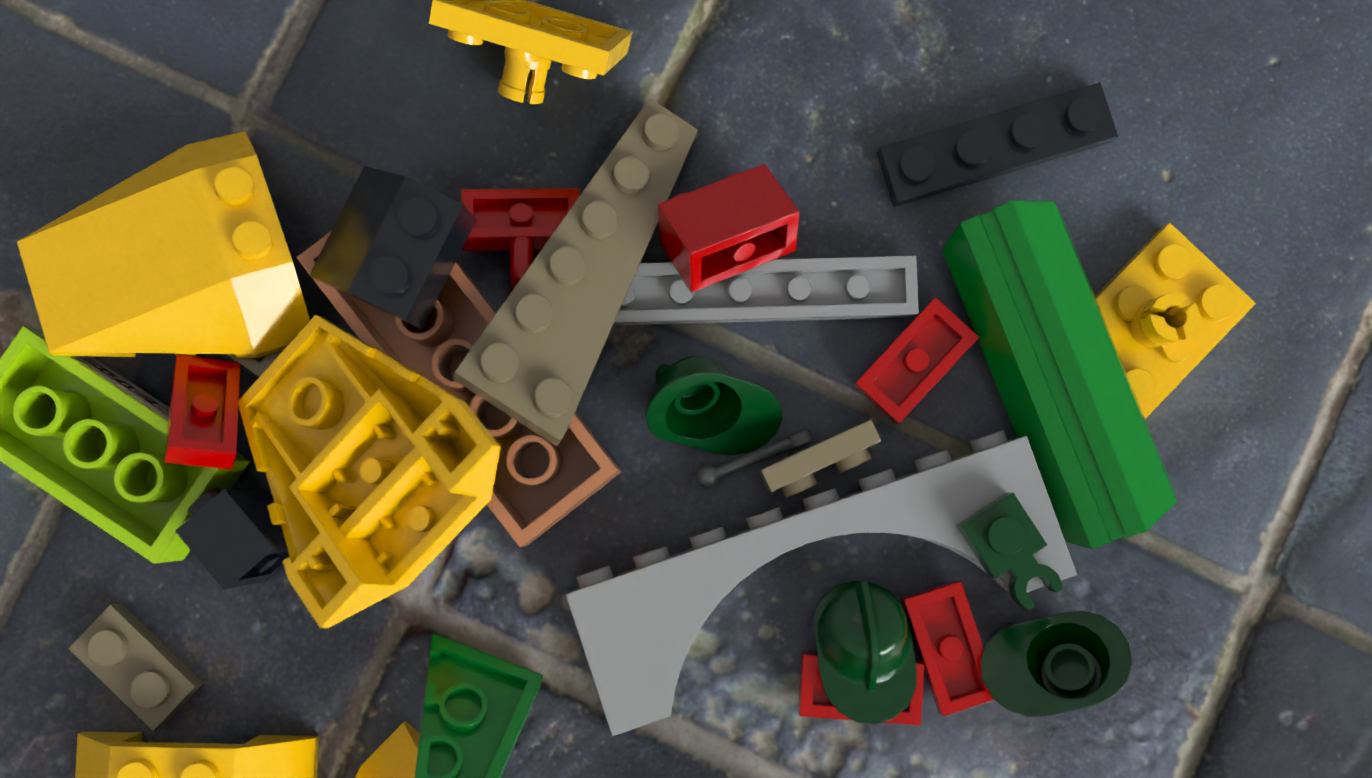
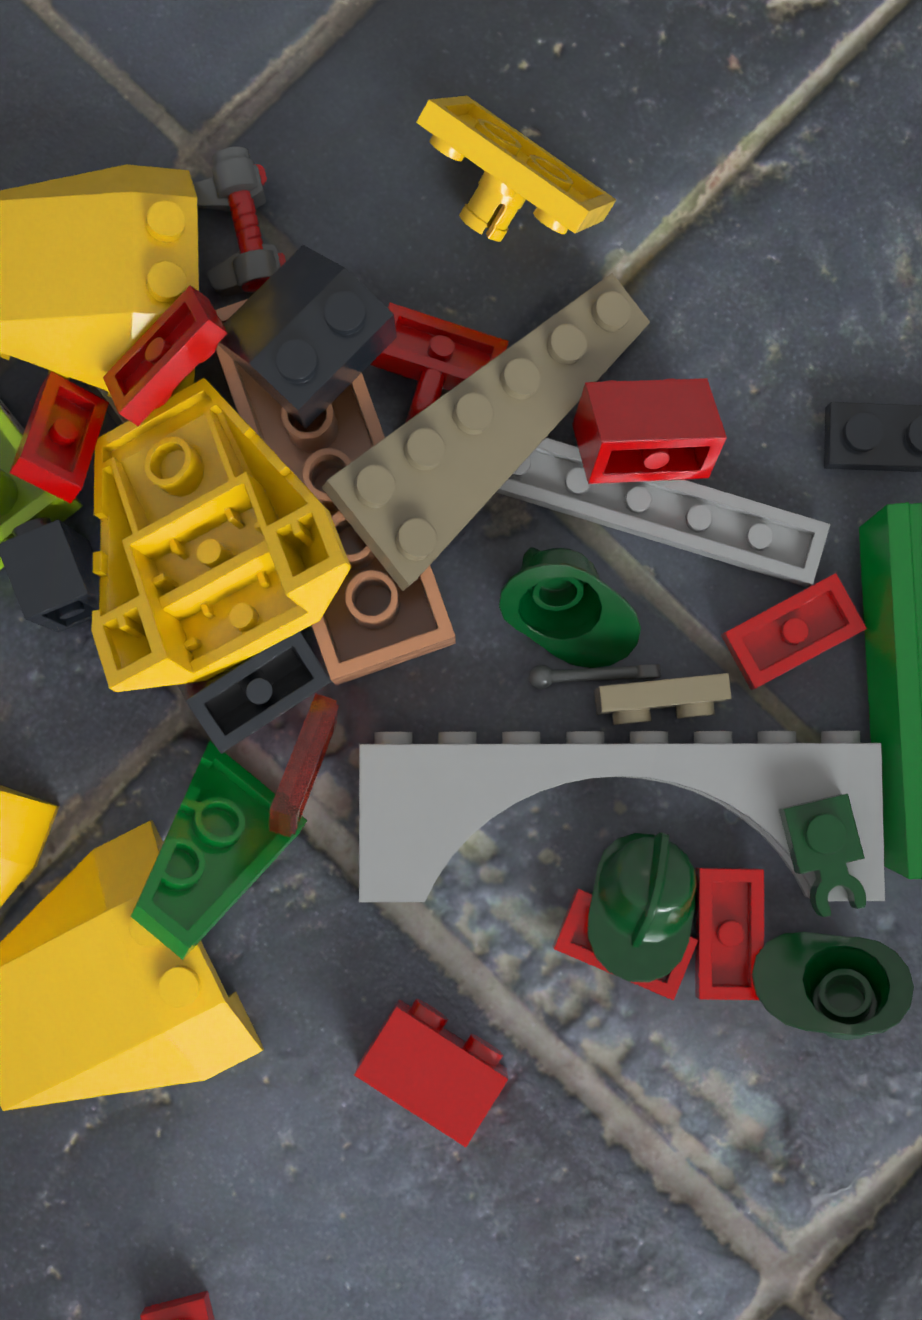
camera: 15 degrees right, 0 degrees up
(272, 308) = (164, 356): none -> red plate
(295, 133) = (239, 190): none -> dark grey piece
(456, 579) = (255, 691): none -> black brick
(522, 630) = (303, 766): none -> clear red tile

